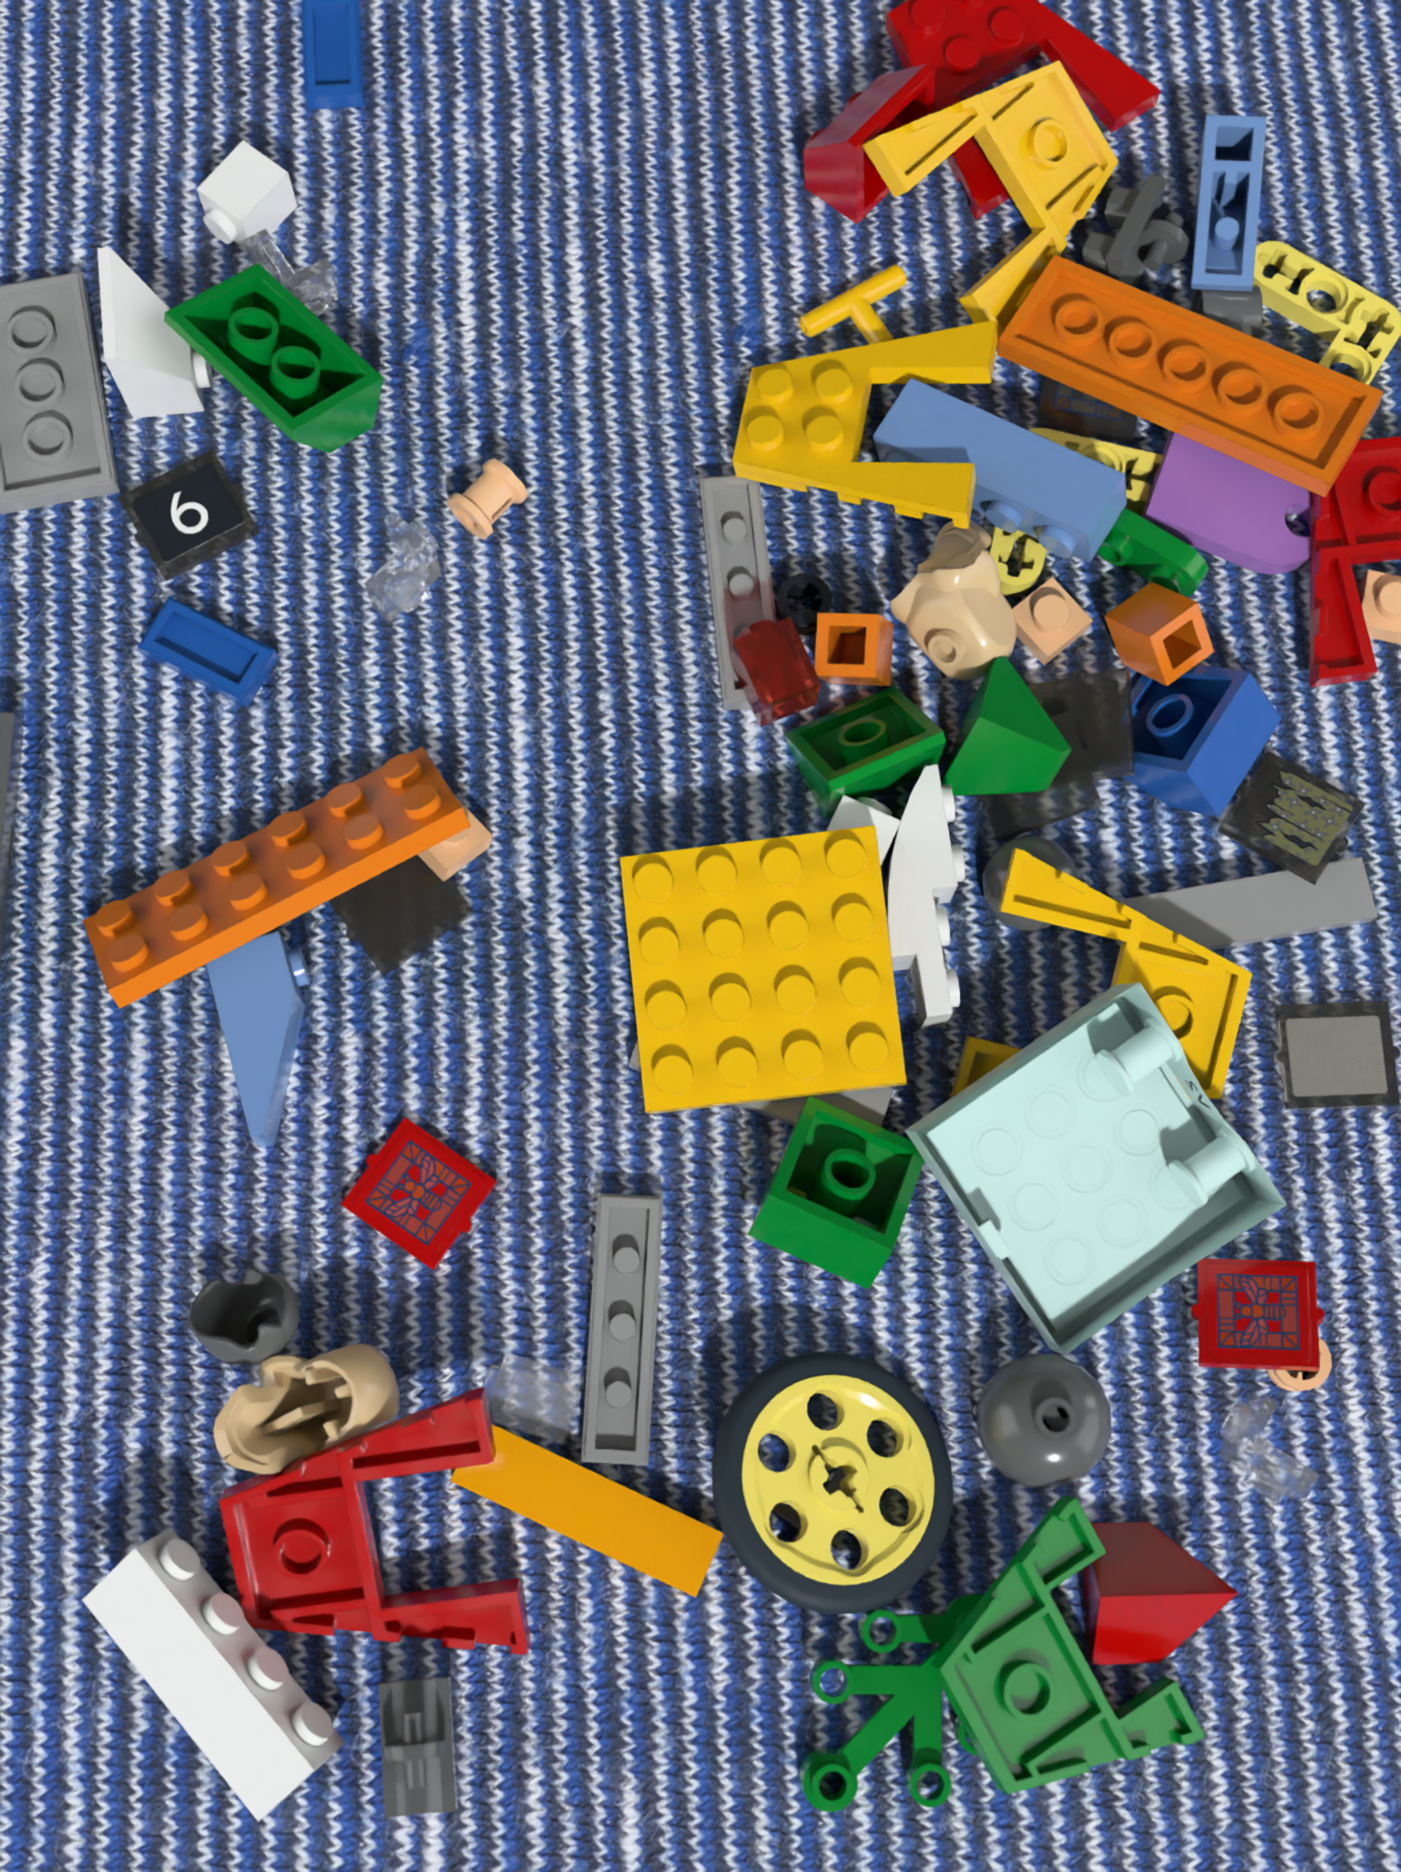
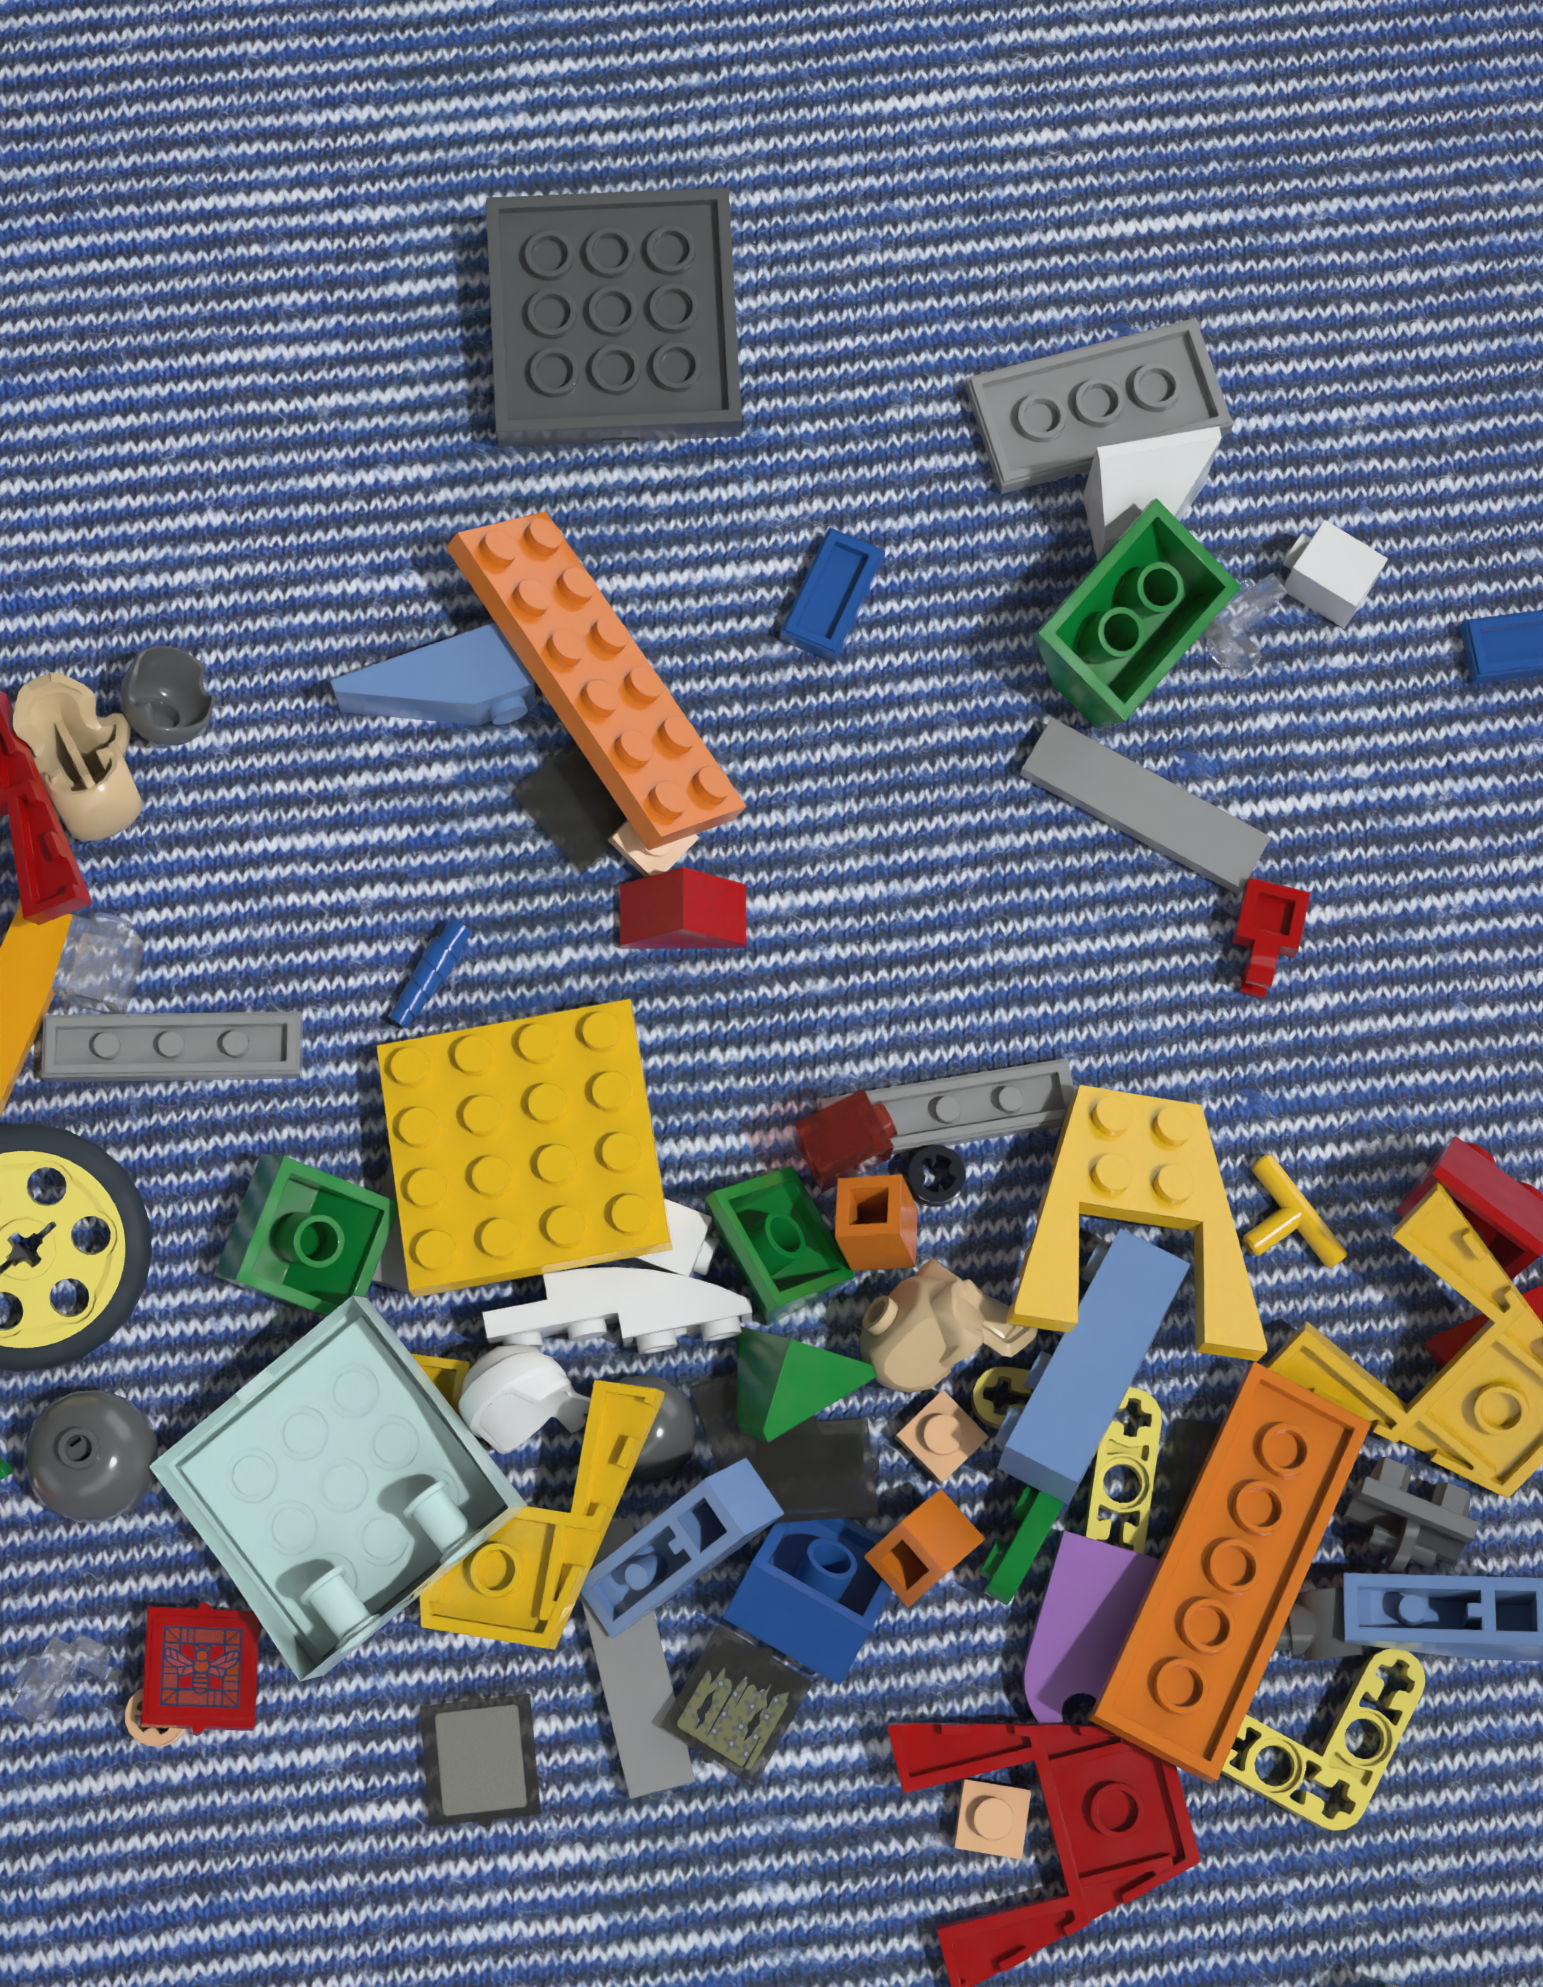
camera: 85 degrees right, 0 degrees up
(189, 515) = (979, 561): piece -> none
(409, 573) = (920, 771): clear bracket -> none
(419, 1193) = (297, 847): piece -> none
(456, 390) = (1145, 806): none -> light grey tile
(487, 498) = (1019, 844): light nougat bush -> none
(525, 817) = (683, 912): none -> red slope
(563, 1060) = (430, 972): none -> blue animal
(587, 289) = (1271, 925): none -> red plate
(998, 997) = (515, 1394): none -> white hat
(1161, 839) = (680, 1546): none -> medium blue slope

